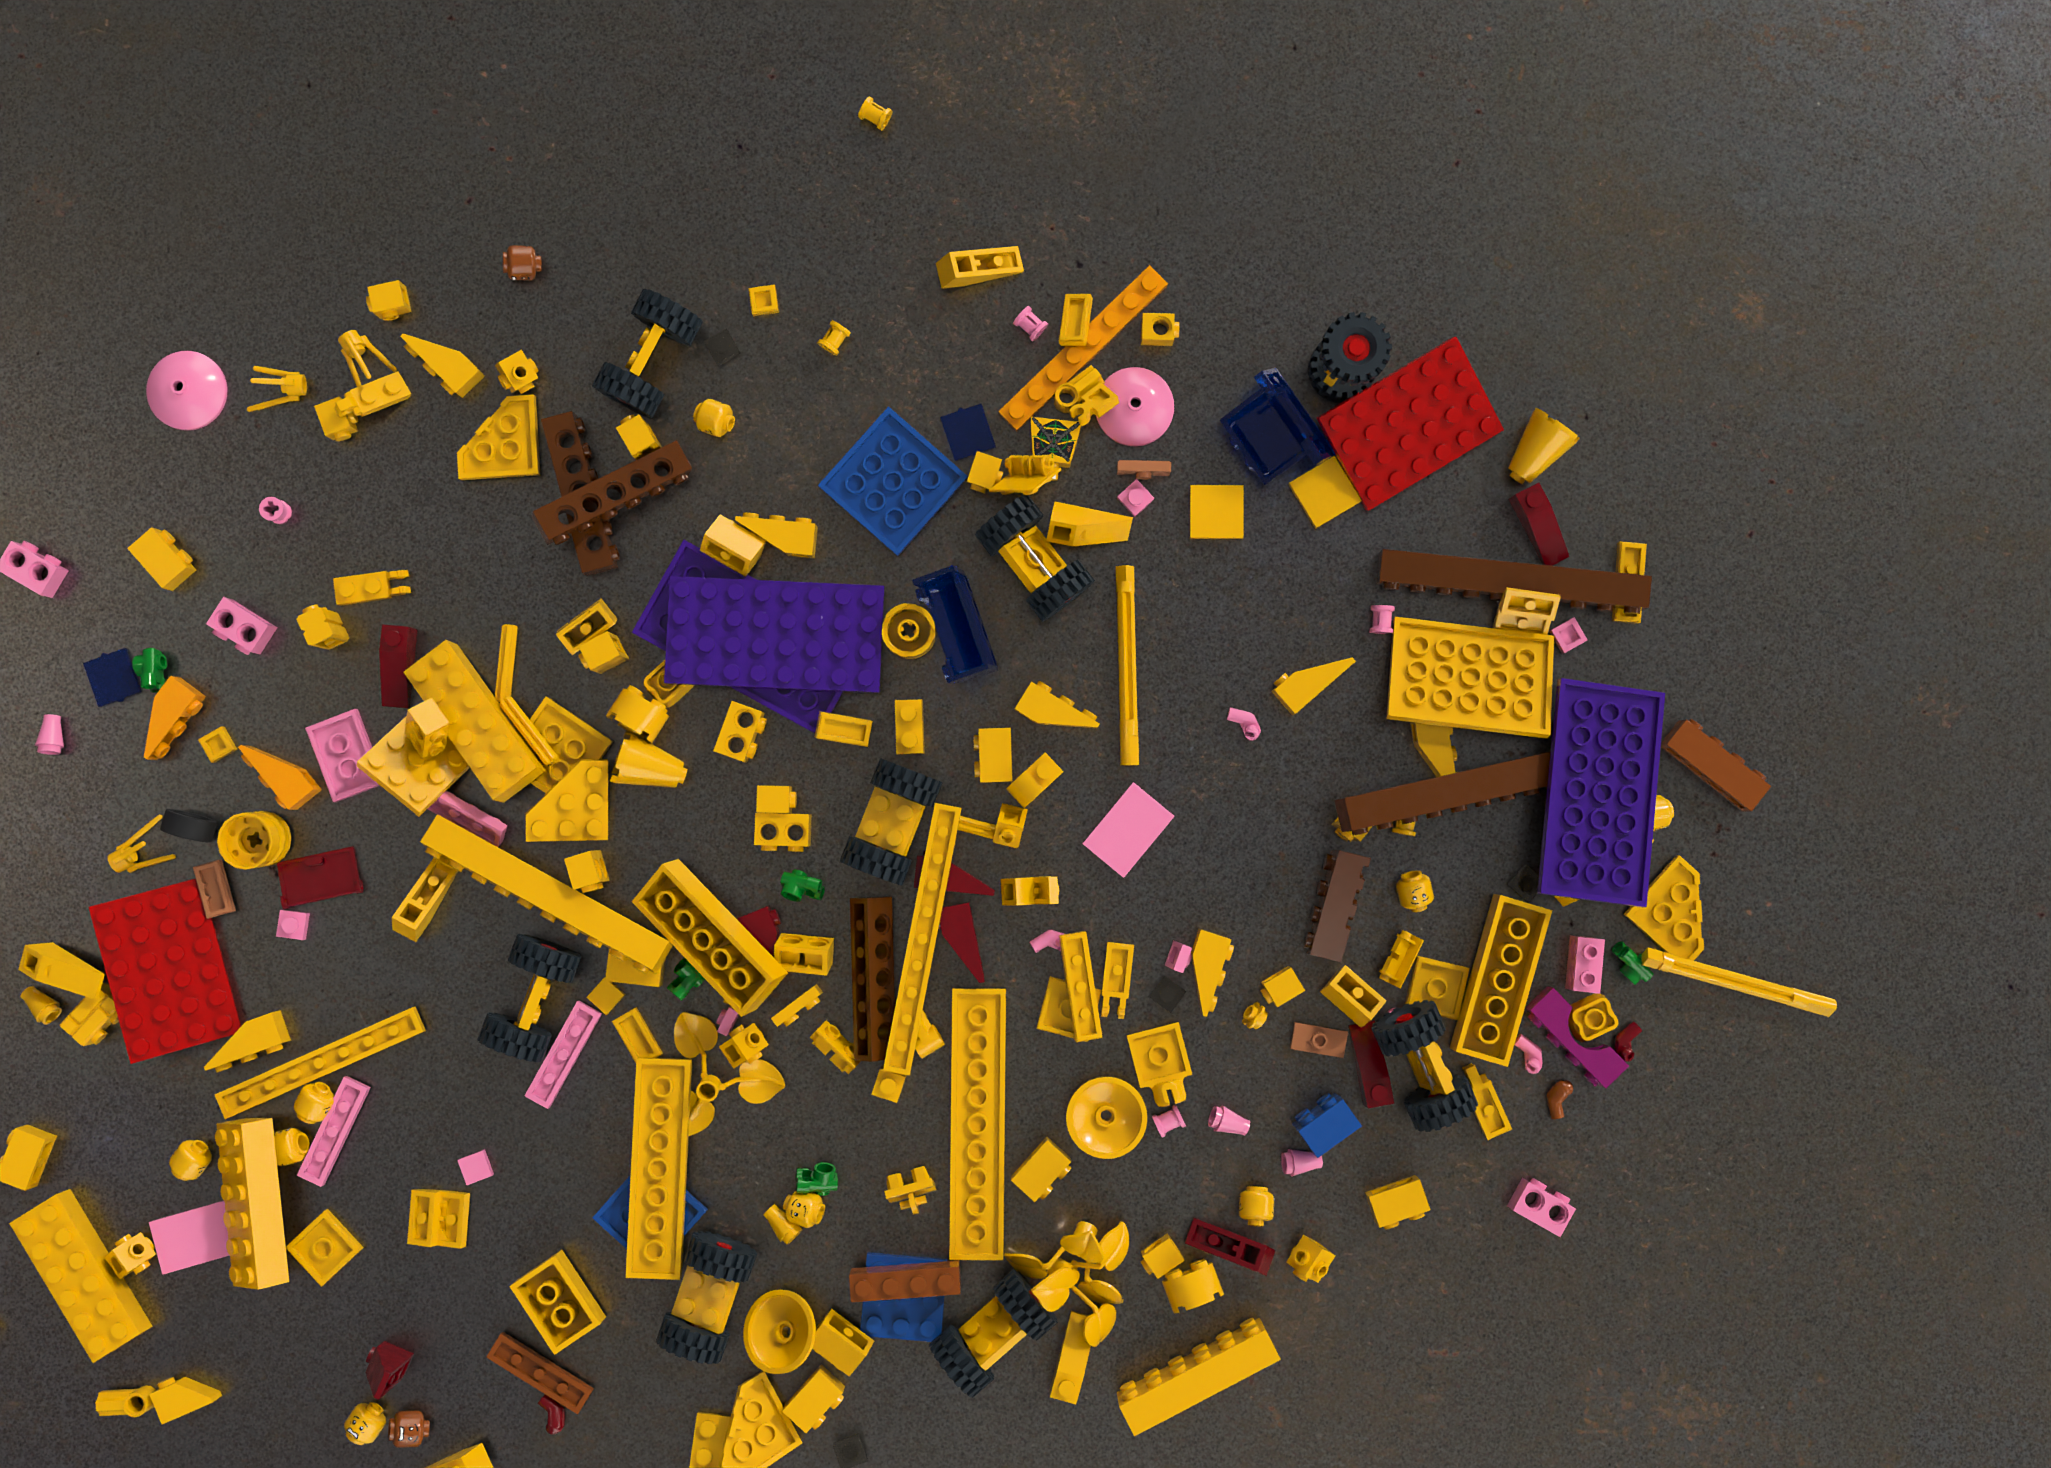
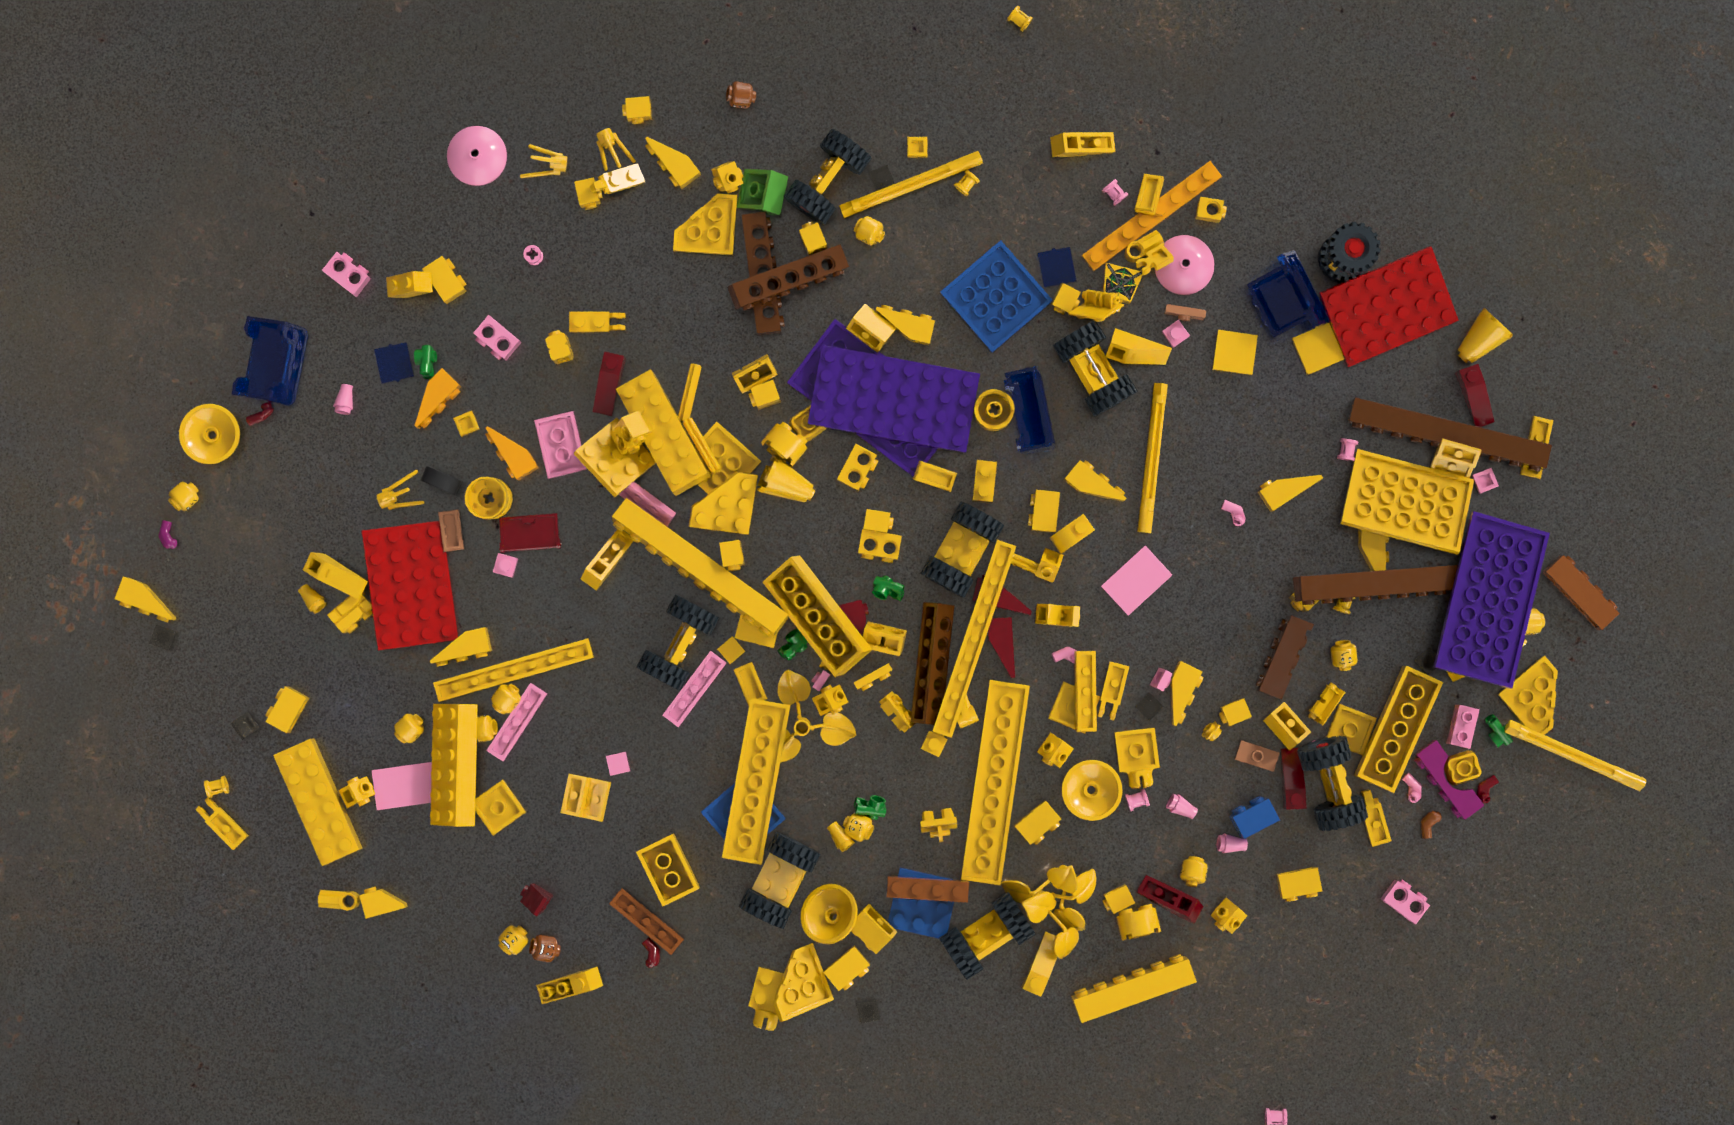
camera: 10 degrees right, 0 degrees up
(112, 571) = (409, 284): none -> yellow brick
(567, 385) = (762, 191): none -> bright green slope
(761, 349) = (910, 184): none -> yellow piece
(1050, 1071) = (1054, 751): none -> yellow brick

